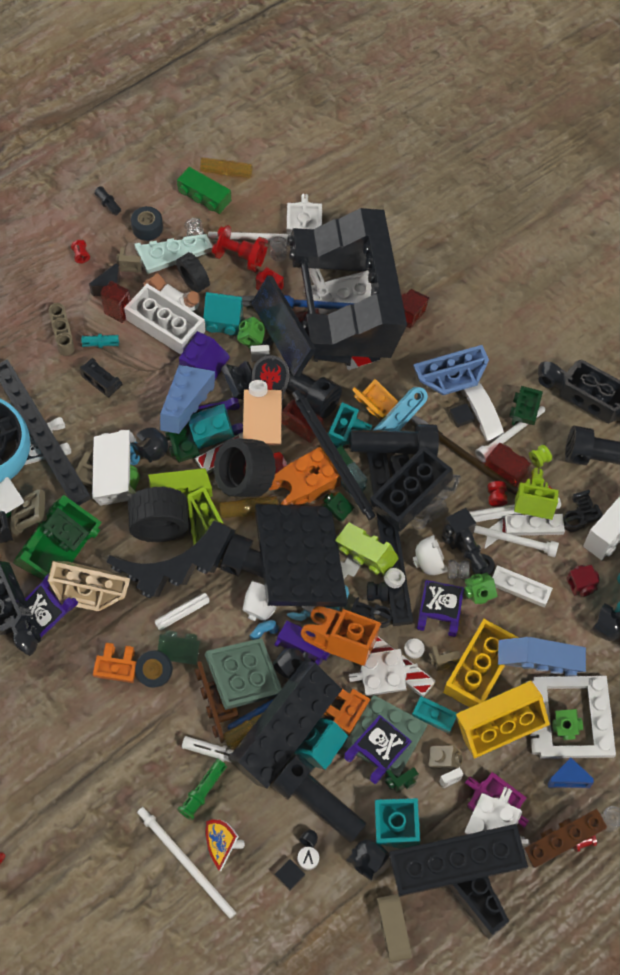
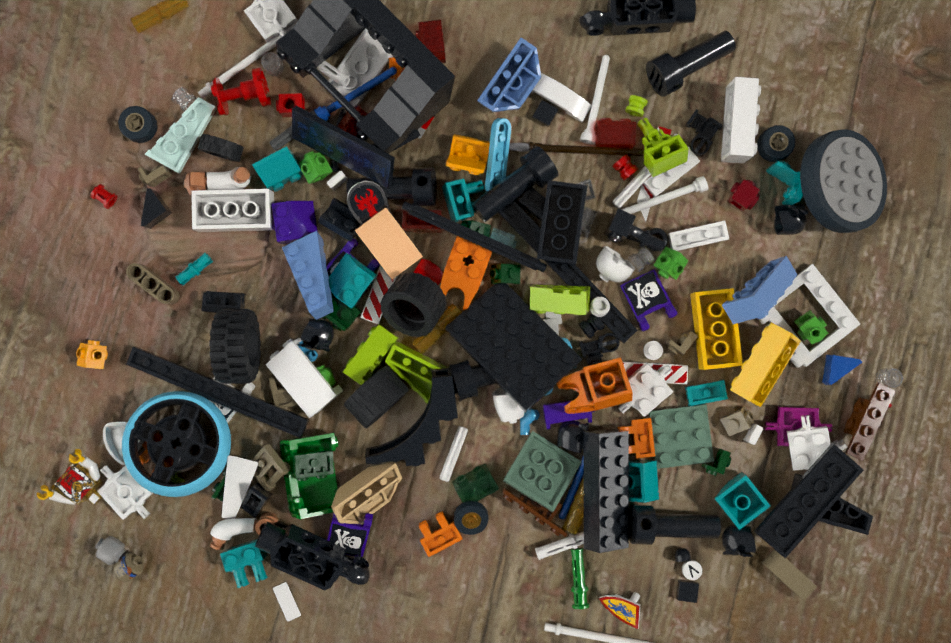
camera: 30 degrees left, 25 degrees up
(84, 402) = (235, 346): none -> black tyre
(107, 200) = (83, 126): black axle -> none
(114, 301) = (177, 226): clear red brick -> none
(204, 190) = (159, 52): green brick -> none
(258, 388) = (366, 221): white tile -> none
(381, 745) = (685, 449): flag -> none
(527, 405) = (594, 67): dark green bracket -> none

